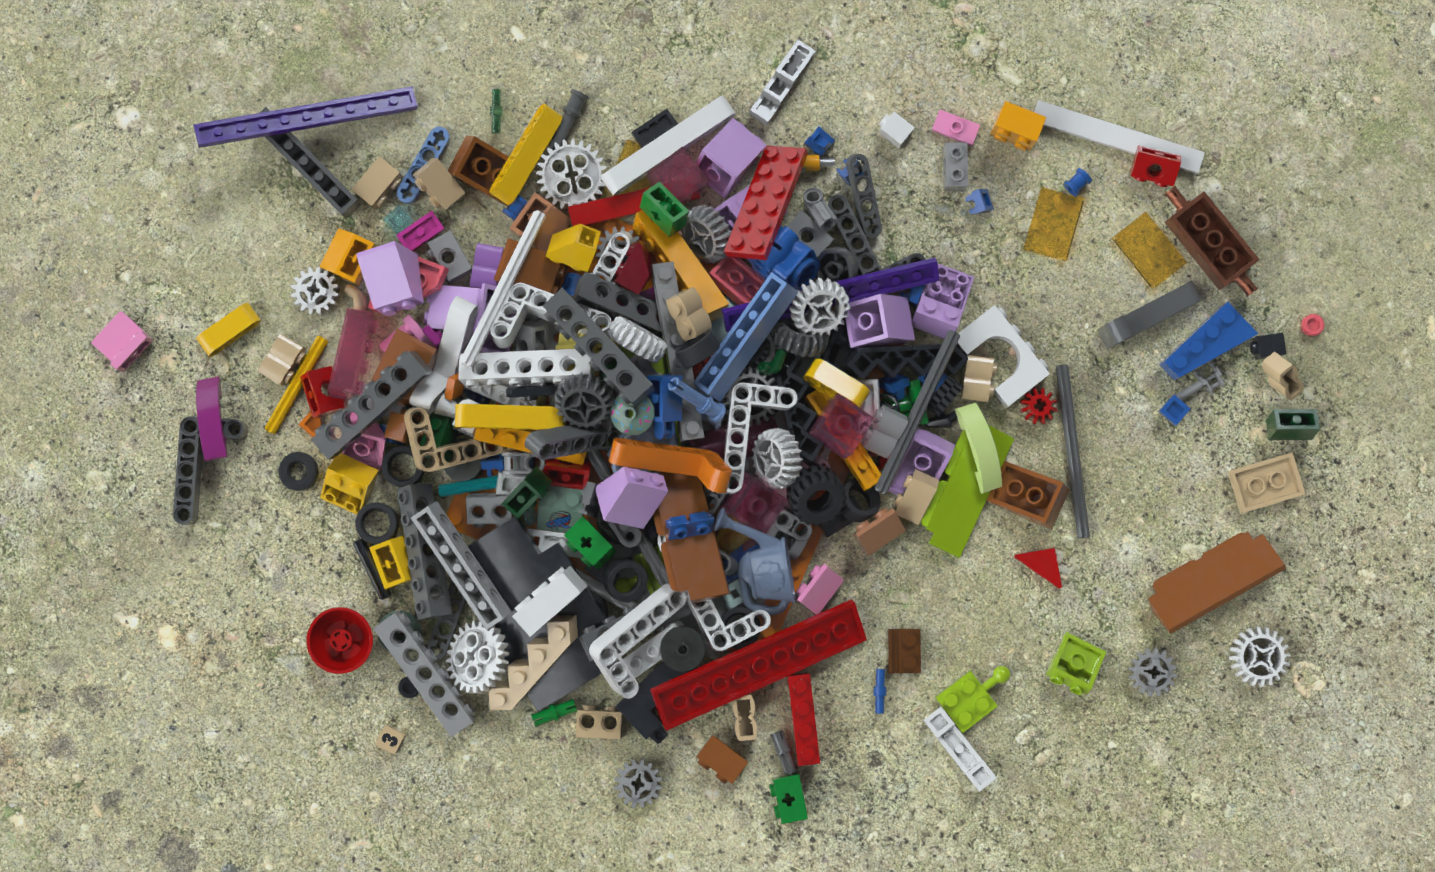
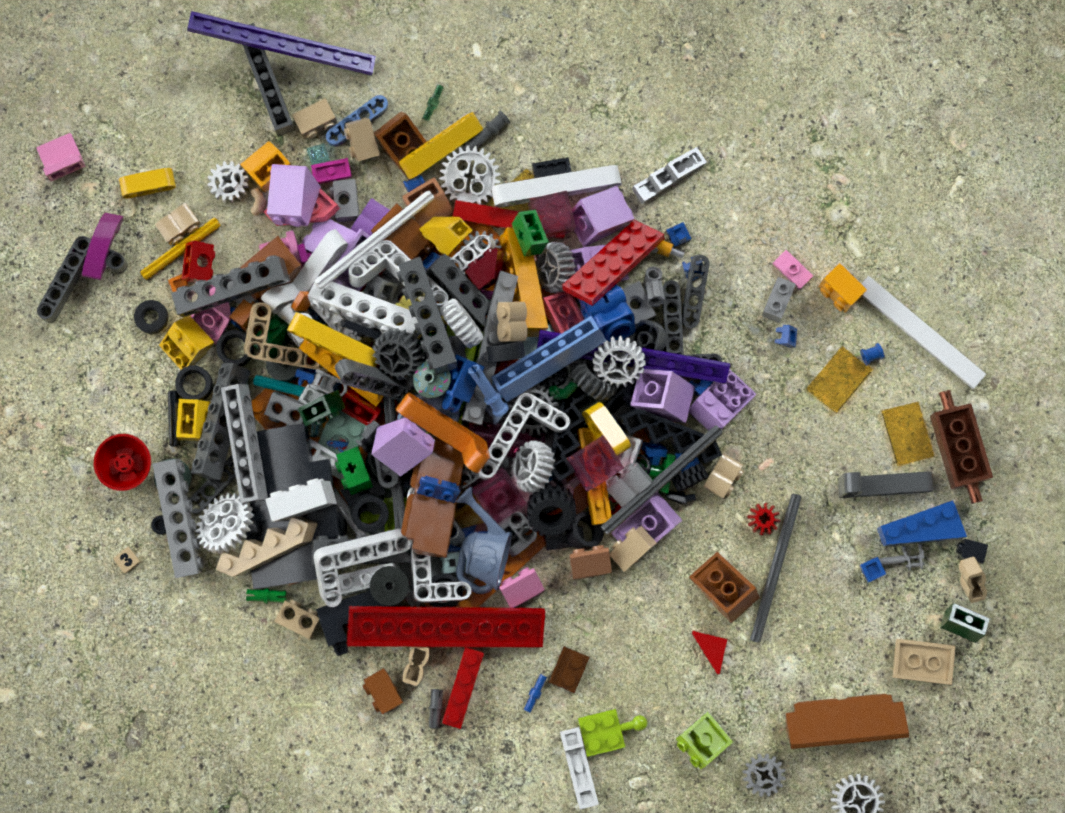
camera: 25 degrees right, 5 degrees down
(352, 354) = (234, 242): clear pink brick -> none
(648, 784) = (300, 676): light grey gear -> none
(788, 812) = (425, 759): green brick -> none
(895, 129) = (743, 250): white brick -> none
(959, 500) = (668, 566): lime slope -> none
(982, 447) = (702, 531): yellowish green slope -> none
(1029, 368) = (755, 439): white arch -> none
(1147, 157) = (951, 367): red brick -> none
(1312, 325) = (1016, 550): coral tile -> none

